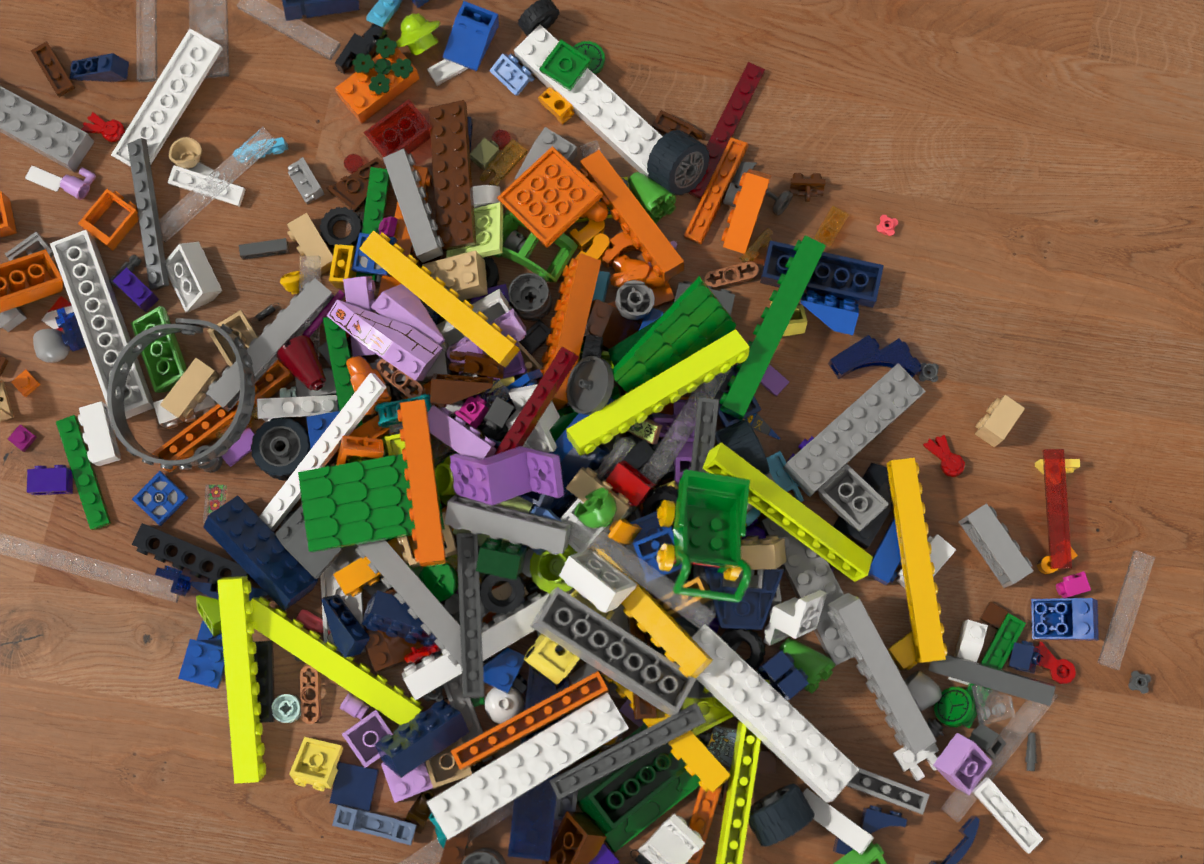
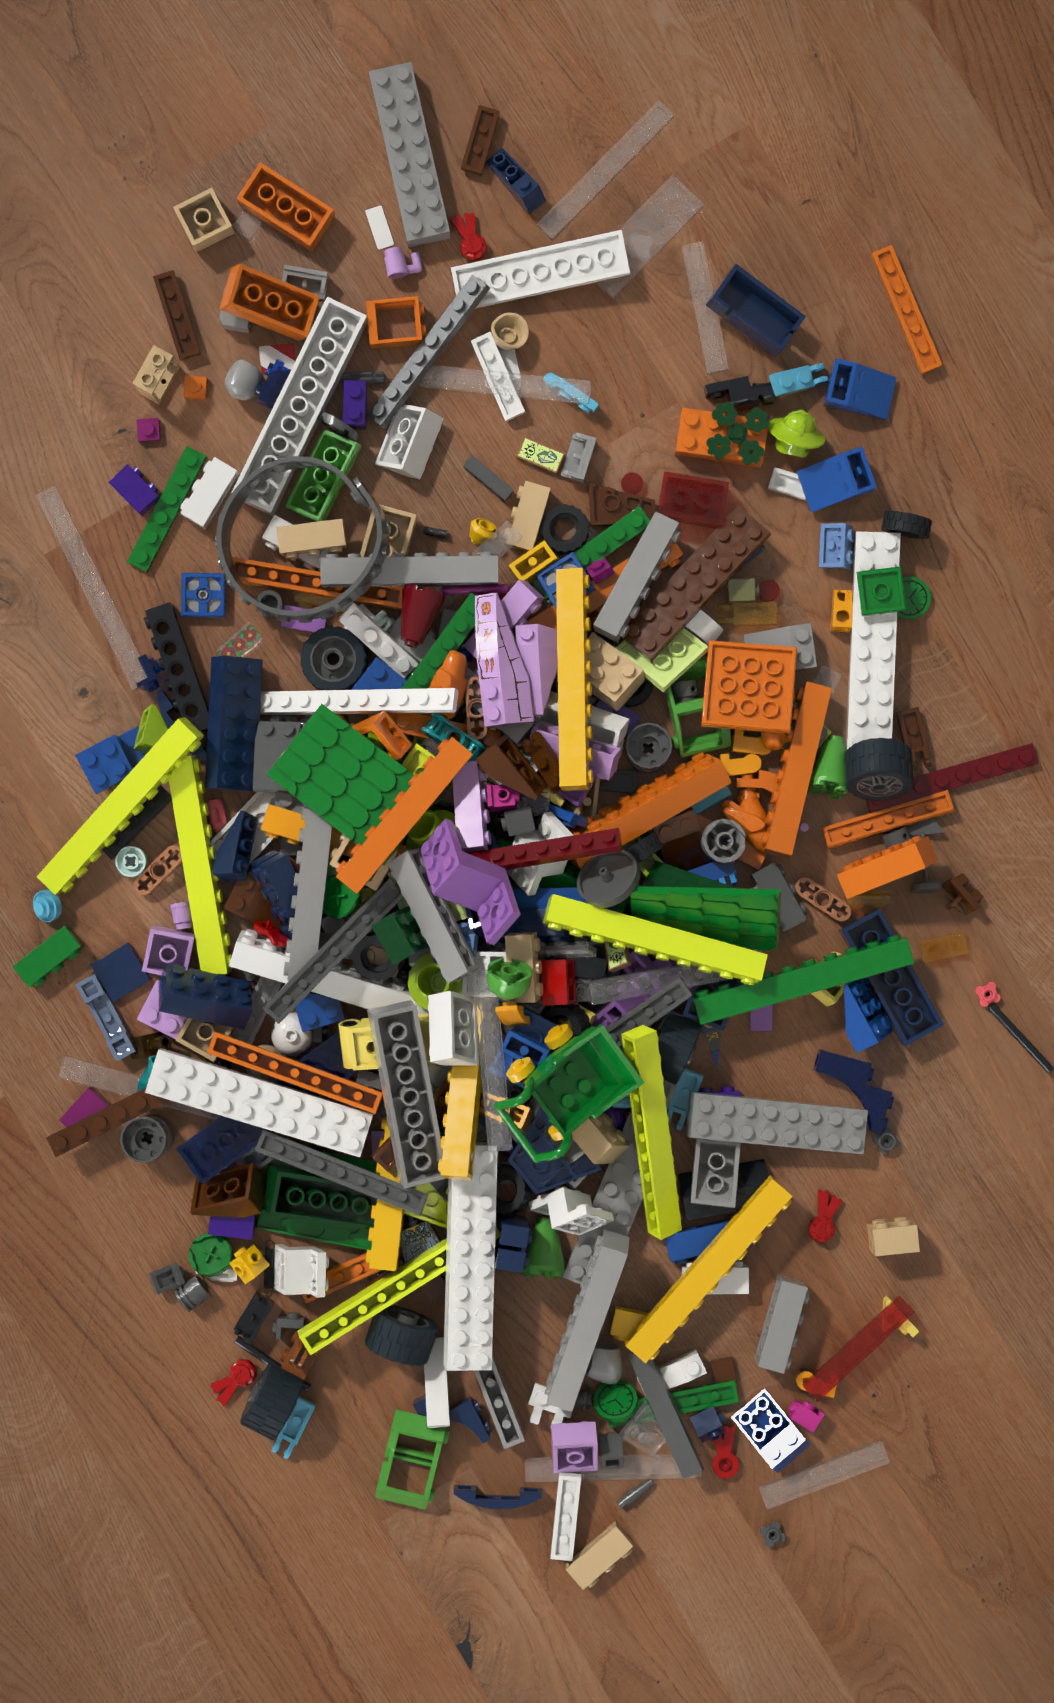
camera: 45 degrees right, 10 degrees up
(136, 310) = (338, 426): none -> dark grey tile
(261, 795) = (47, 905): none -> medium azure plate
(281, 204) = (540, 455): none -> tile
(297, 827) = (49, 957): none -> green brick
(316, 764) = (110, 927): light yellow plate -> none
(935, 229) = (1018, 1035): none -> black bar
(1055, 816) = (599, 1556): none -> tan brick

